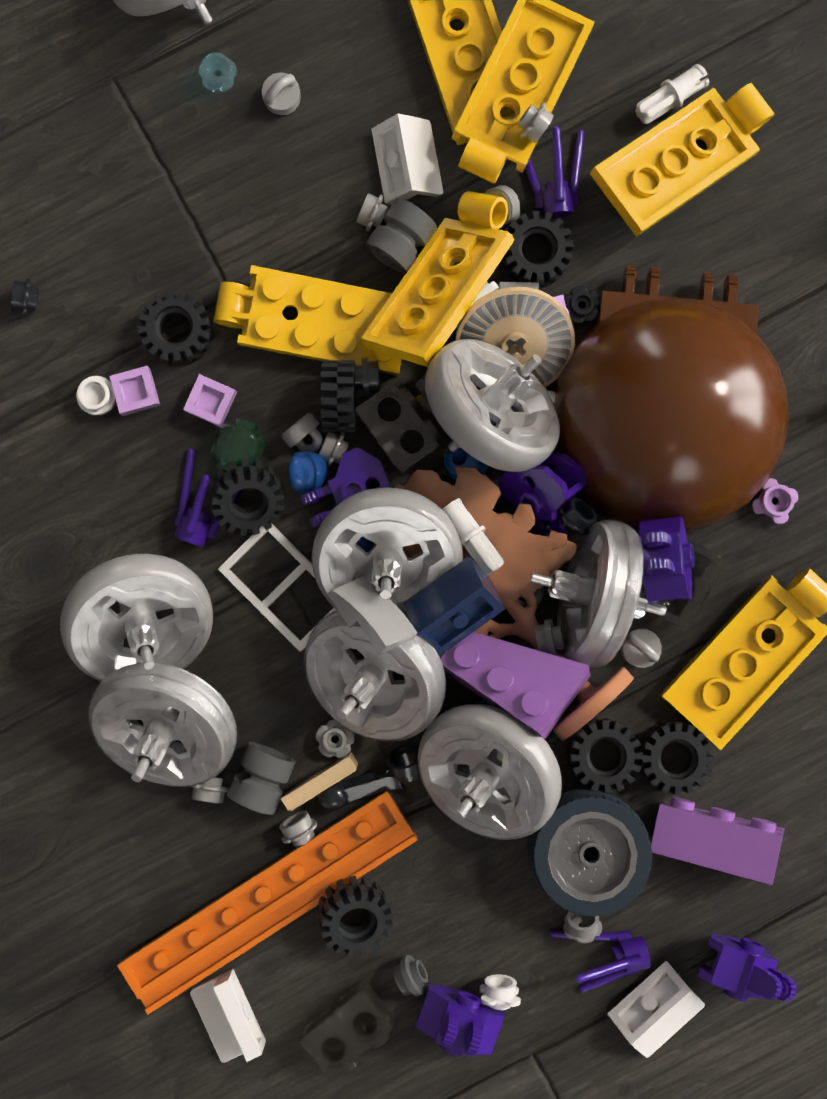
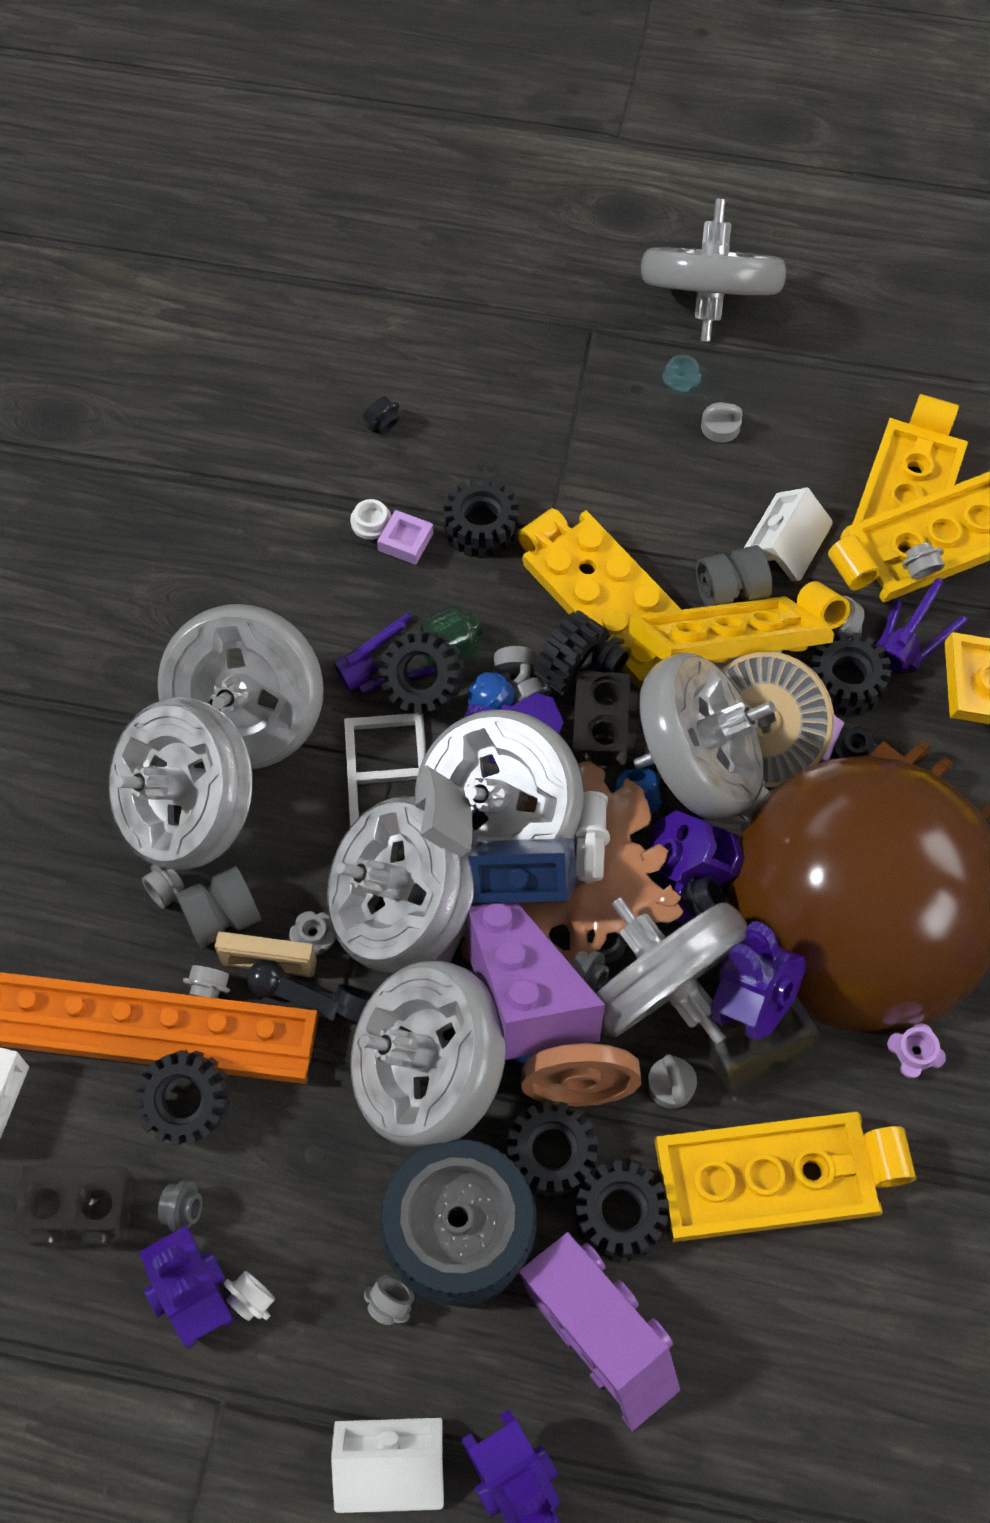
camera: 45 degrees right, 25 degrees down
(210, 400) = (460, 586): lavender plate -> none
(372, 212) = (723, 543): light grey plate -> none
(628, 958) = (407, 1373): dark purple plant -> none

